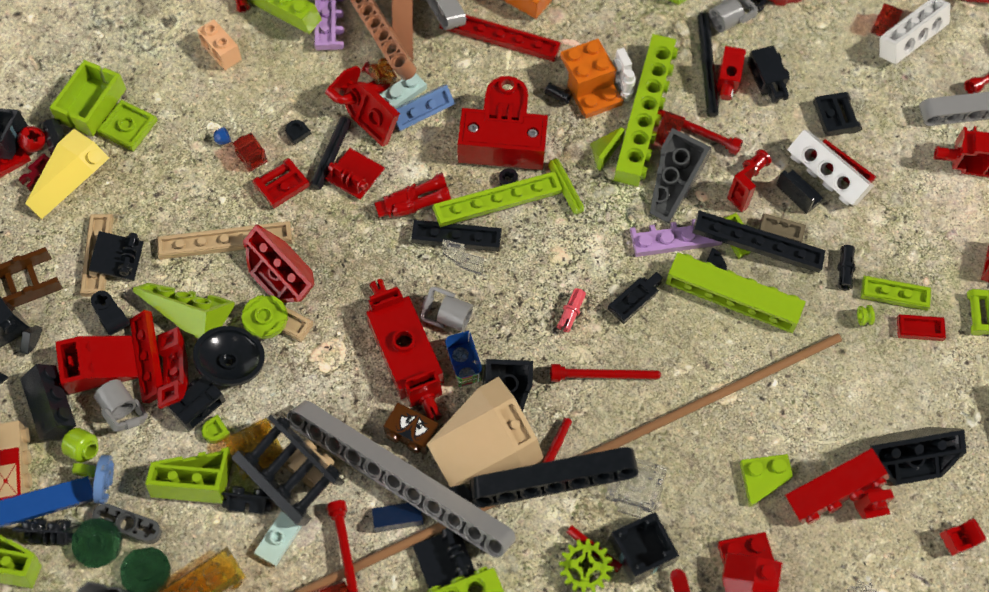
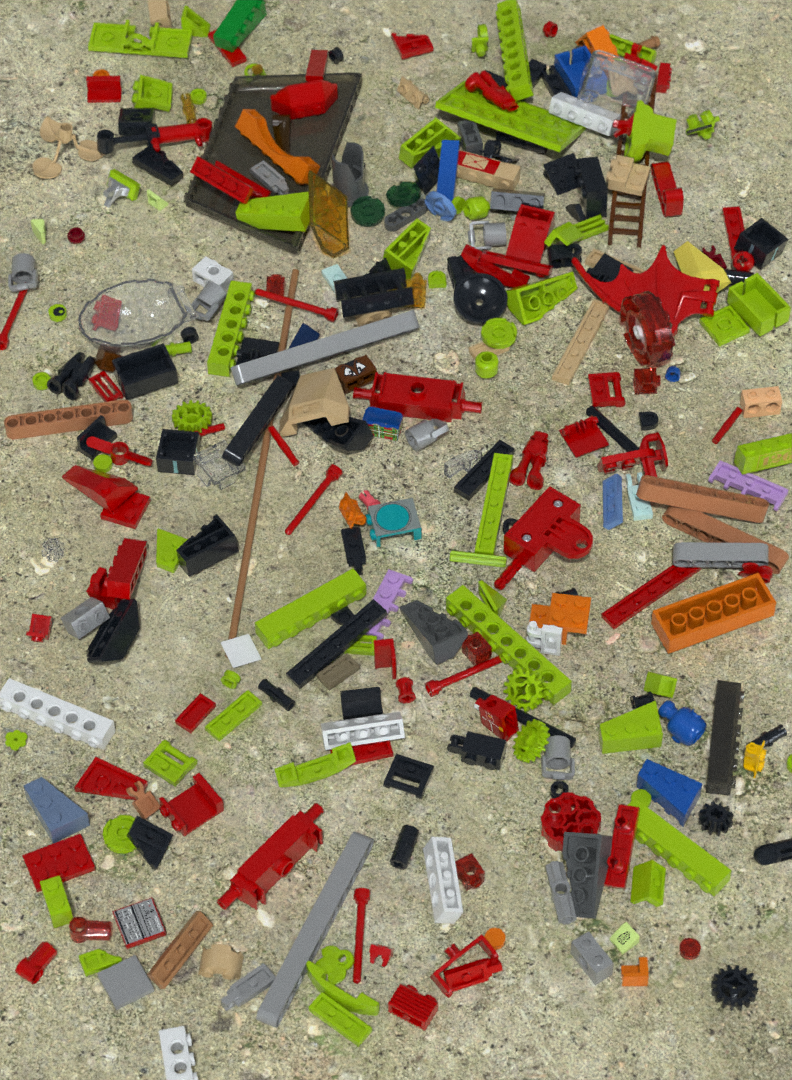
camera: 125 degrees right, 10 degrees down
(35, 307) = (589, 224): none -> lime tile
(83, 321) = (566, 233): none -> lime panel
(131, 187) = (678, 292): none -> red animal
(192, 159) = (648, 328): none -> clear red piece
(261, 65) = (727, 425): none -> red piece
(277, 266) = (532, 357): red wedge -> none
(319, 302) = (486, 364): none -> lime head
(565, 152) = (507, 574): none -> red axle
(581, 276) = (393, 519): none -> panel
(602, 315) = (351, 511): none -> orange hinge
(688, 64) = (516, 688): none -> lime gear
(734, 32) = (531, 741): none -> lime gear
(743, 431) = (207, 547): none -> black wedge
(826, 328) = (240, 650): none -> white sticker
(891, 188) = (316, 769): none -> lime slope
(905, 78) = (404, 847): none -> black axle
(931, 501) = (85, 617): none -> light grey brick

